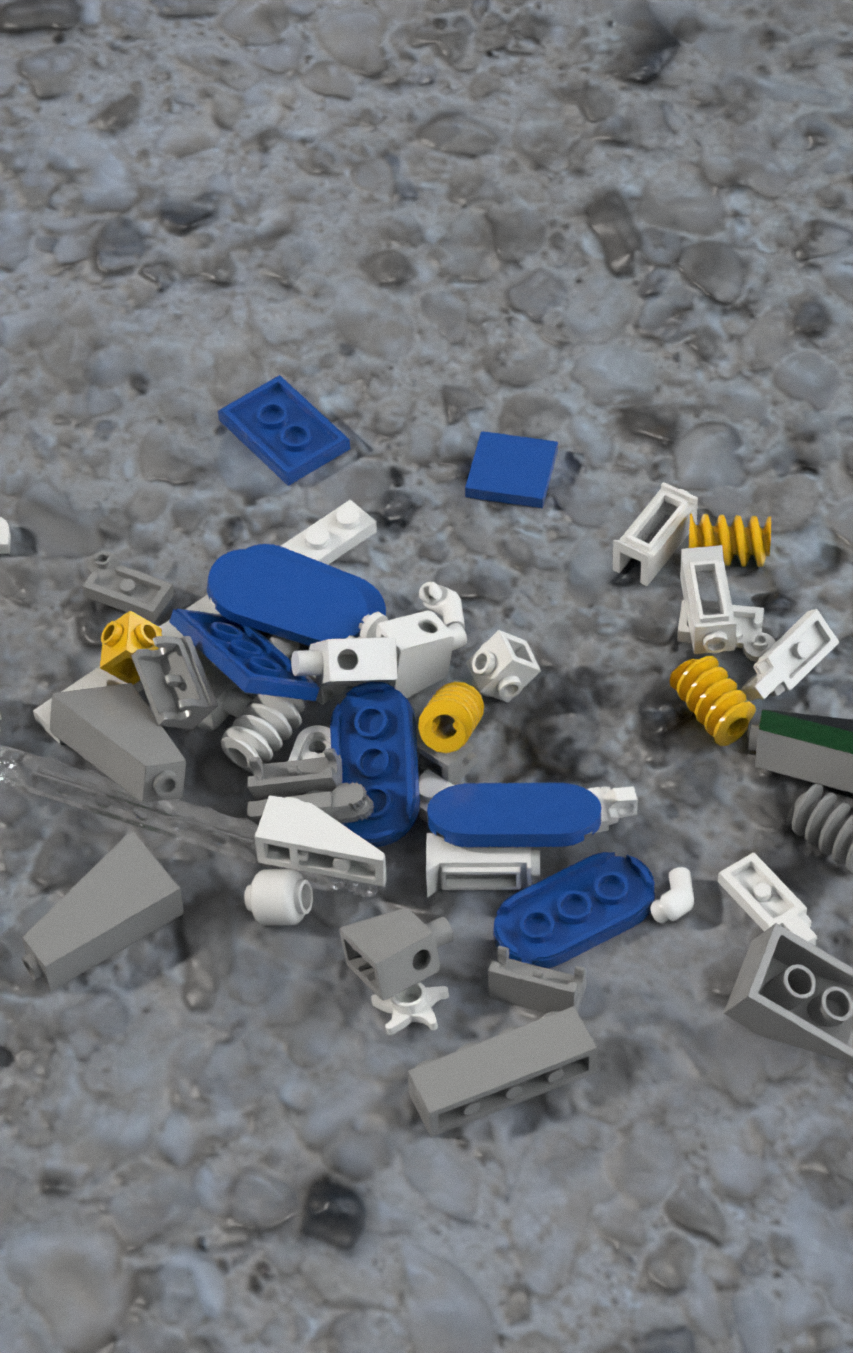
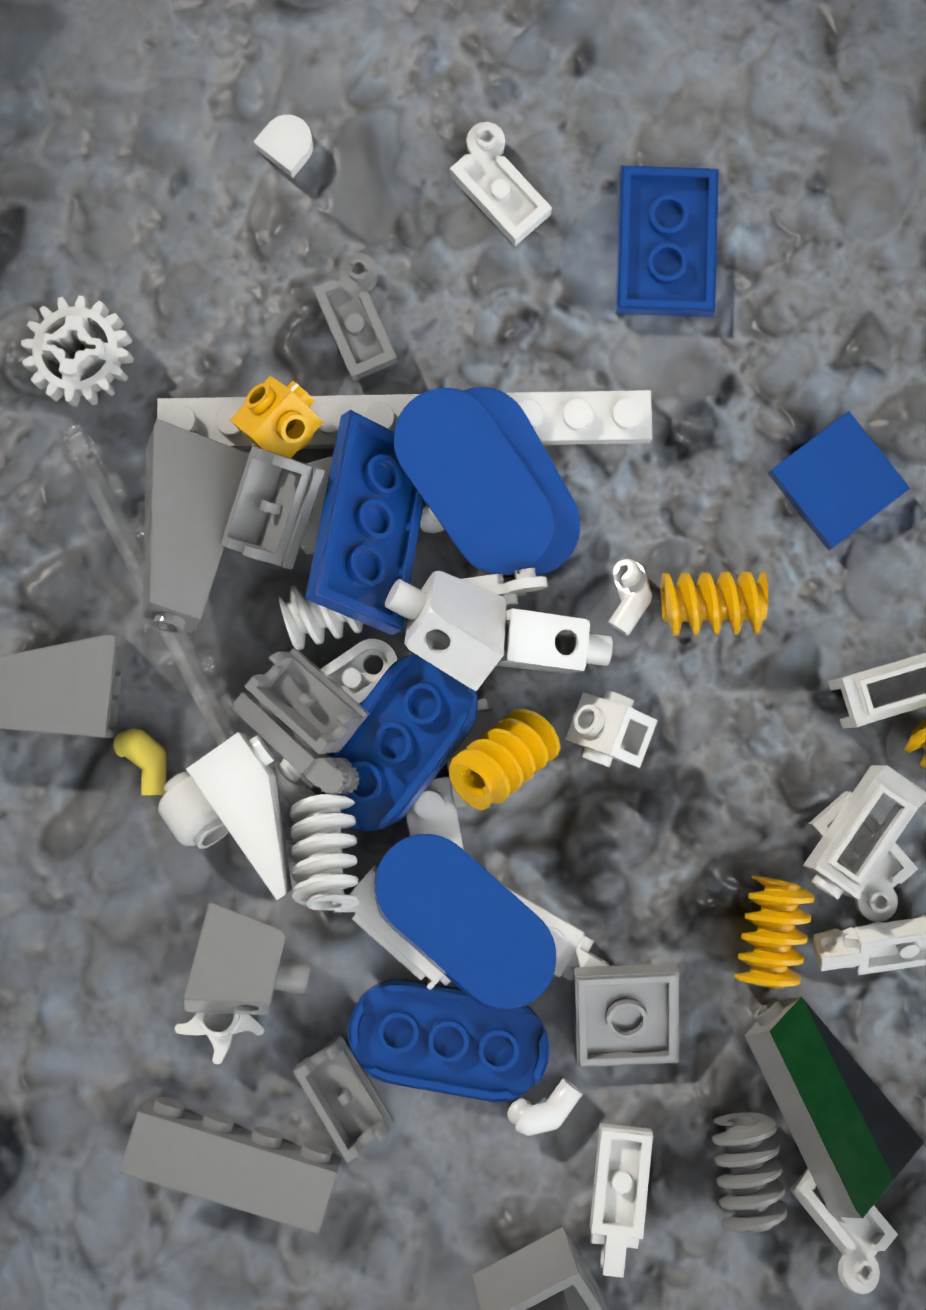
camera: 40 degrees right, 35 degrees up
(150, 467) = (498, 185): none -> white hinge
(219, 899) = (145, 754): none -> light yellow arm
(406, 843) = (320, 852): none -> white piece
(497, 567) = (714, 602): none -> yellow piece
(670, 805) = (626, 1015): none -> light grey tile

